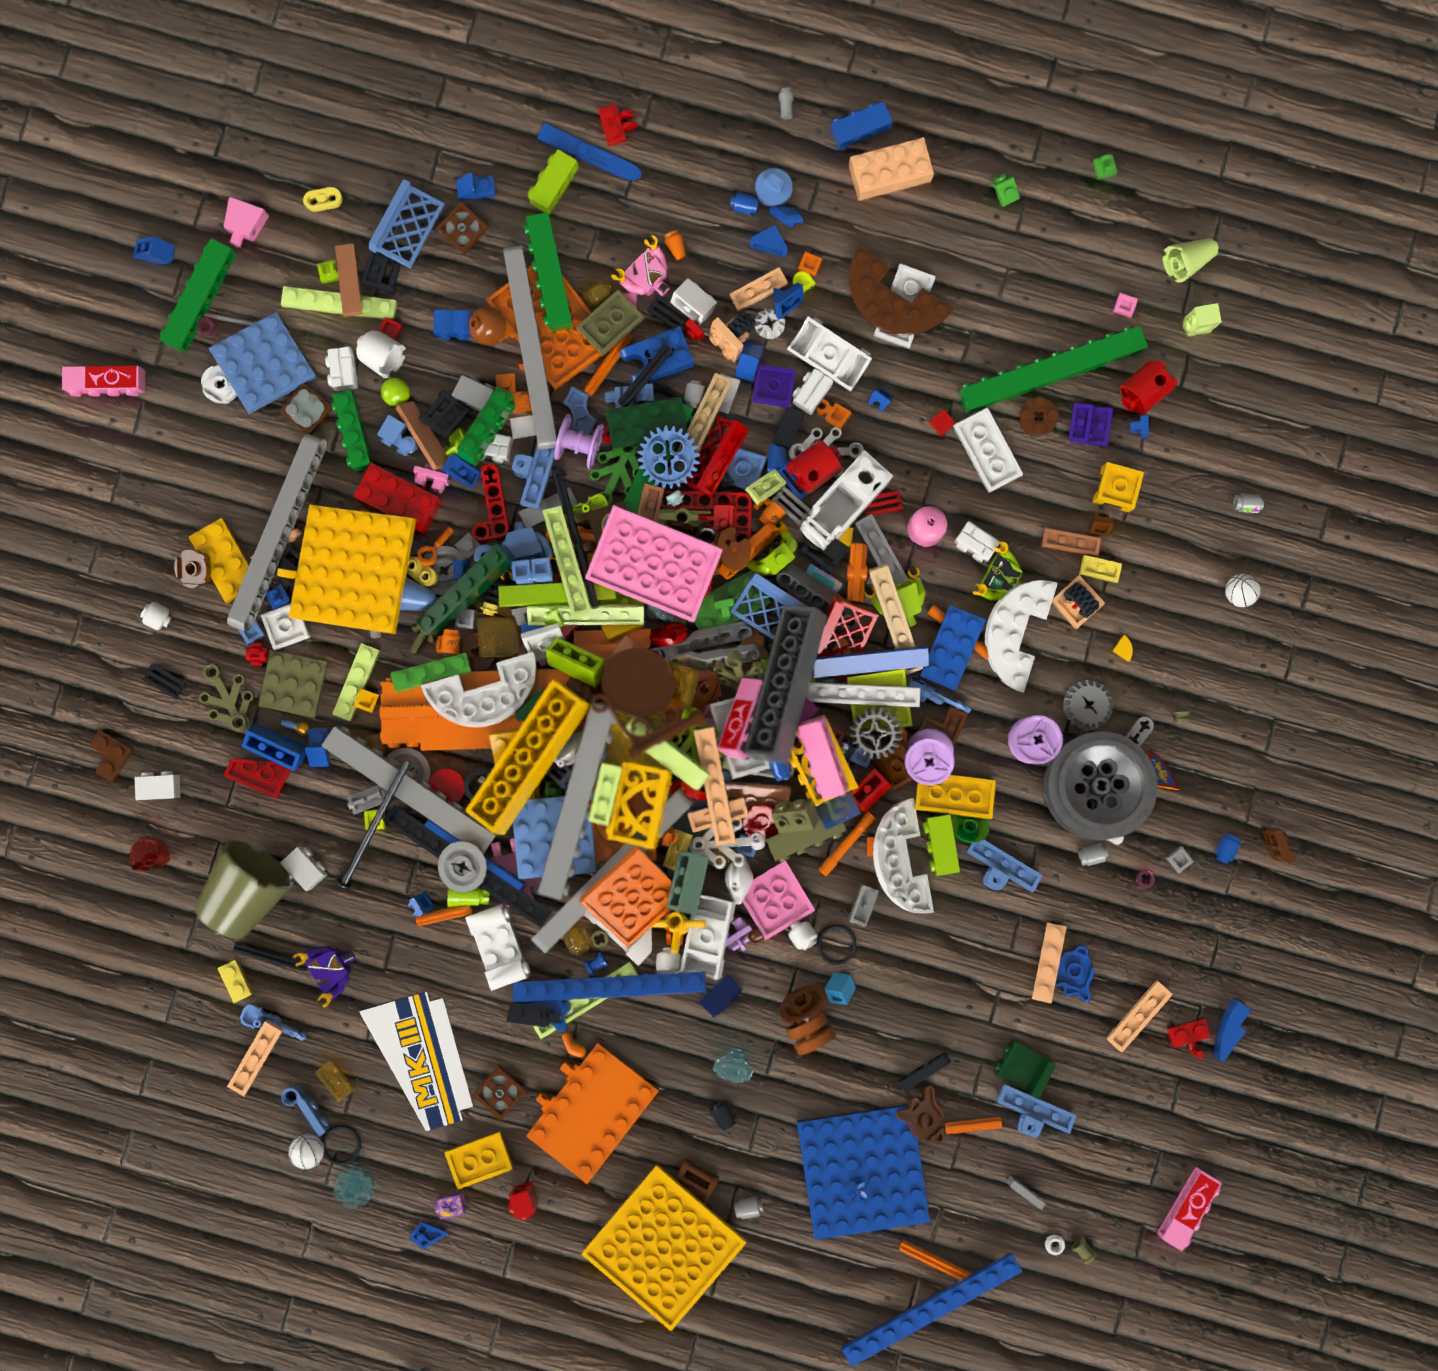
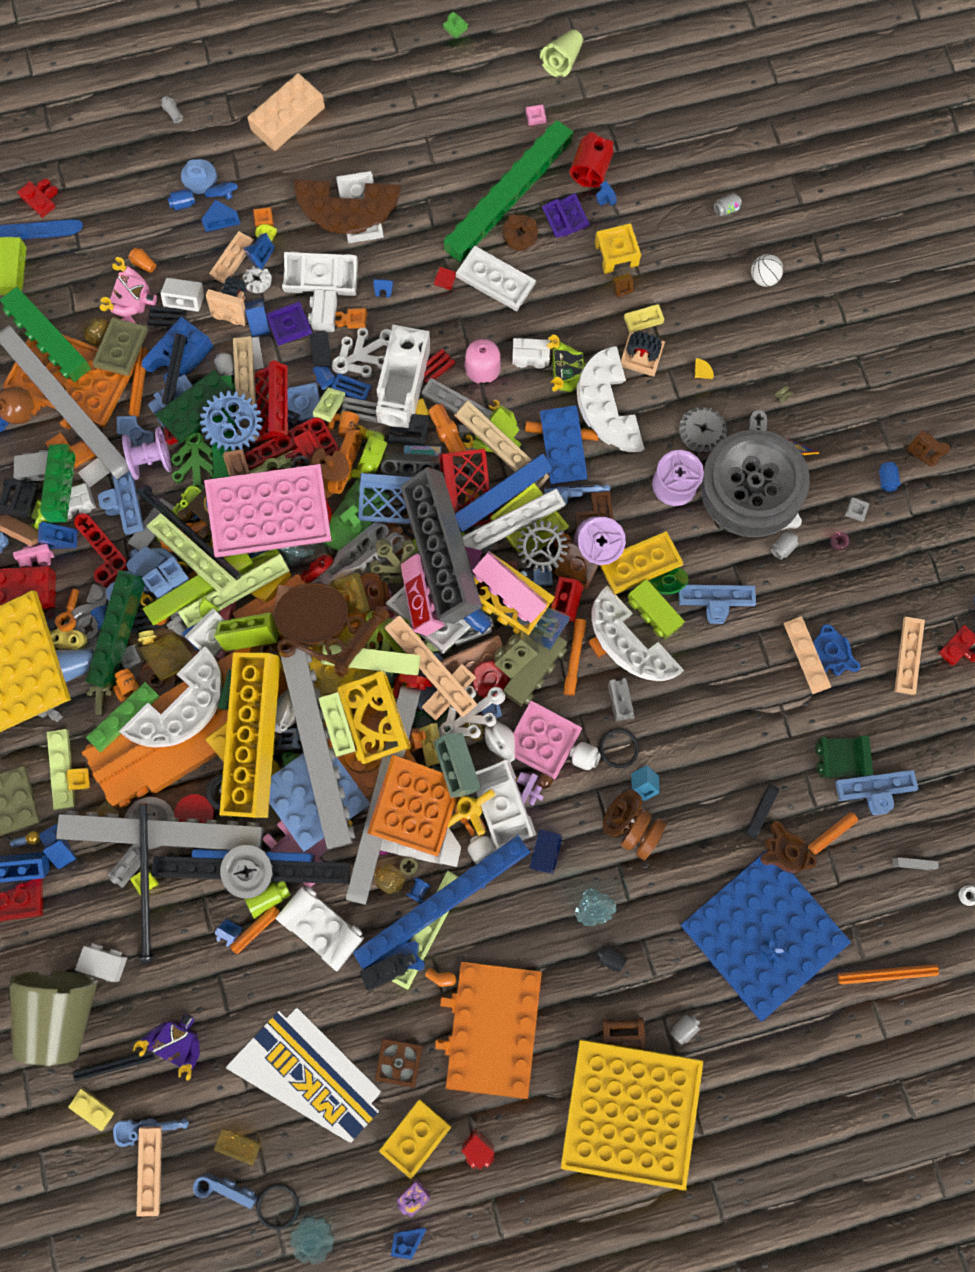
camera: 35 degrees left, 10 degrees down
(306, 1151) = (246, 1231): white piece -> none
(675, 498) = (256, 452): light aqua plate -> none
(693, 330) = (196, 316): red plate -> none
(815, 466) = (360, 363): red cylinder -> none
(861, 125) = (242, 93): blue brick -> none
(931, 1309) = (902, 1021): blue plate -> none
(1005, 189) = (388, 80): bright green bracket -> none
(1071, 542) = (606, 312): nougat tile -> none
(1202, 319) = (602, 89): yellowish green brick -> none

